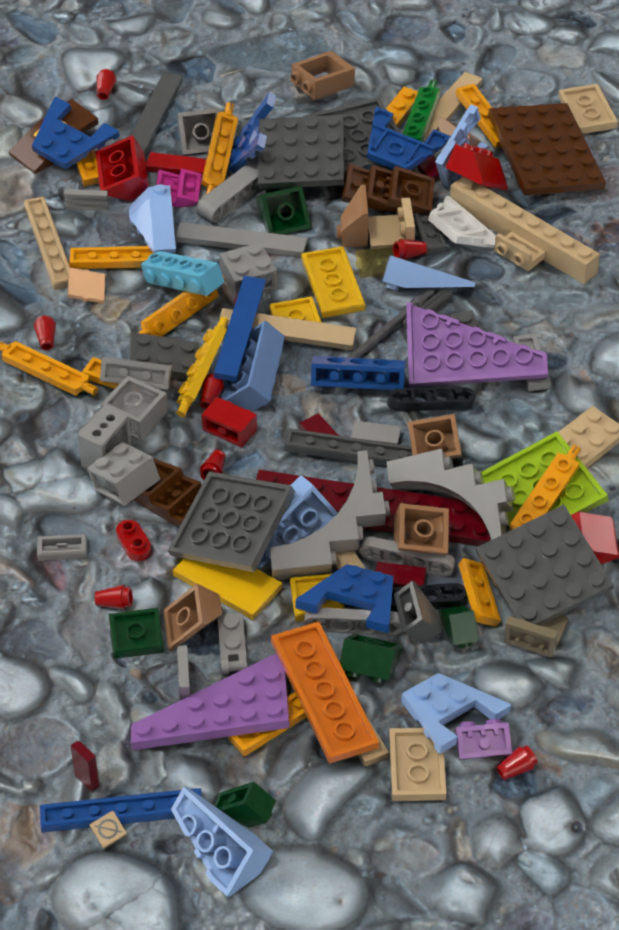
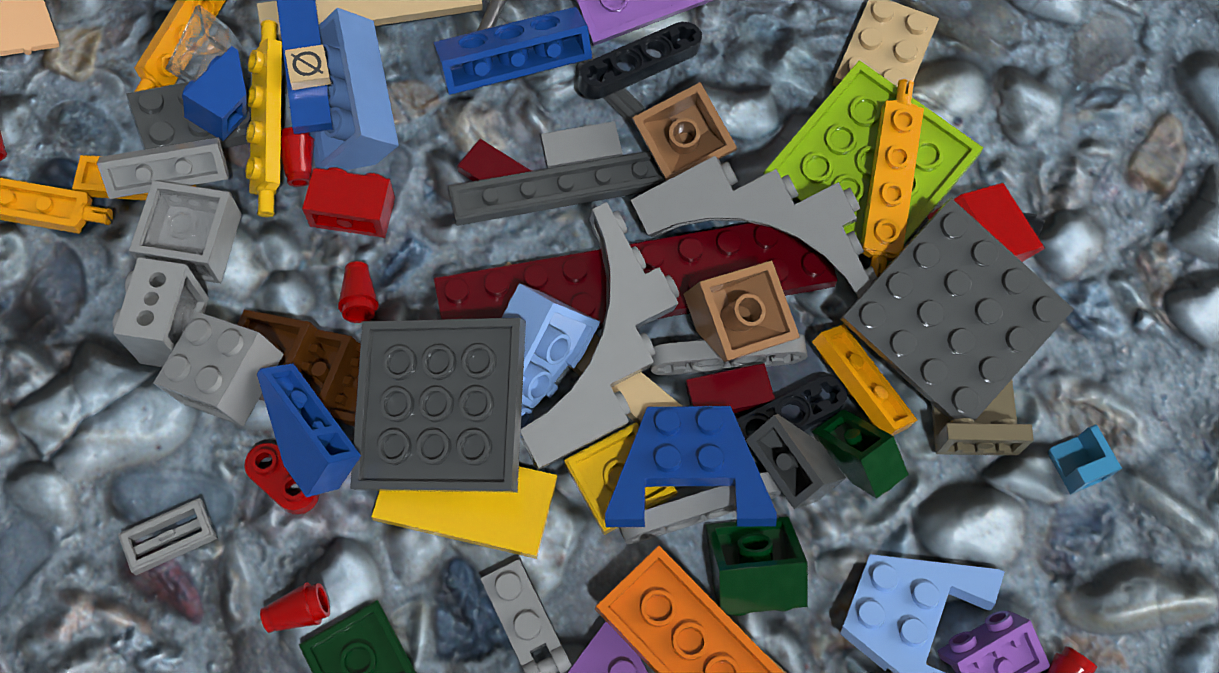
camera: 25 degrees left, 20 degrees up
(156, 517) = (305, 431): none -> blue slope
(180, 346) = (218, 96): none -> blue slope
(184, 325) = (200, 43): none -> clear slope
(190, 614) = (441, 603): medium nougat slope -> none
(235, 345) = (307, 67): none -> tan tile
(588, 672) = (1084, 460): none -> dark azure panel

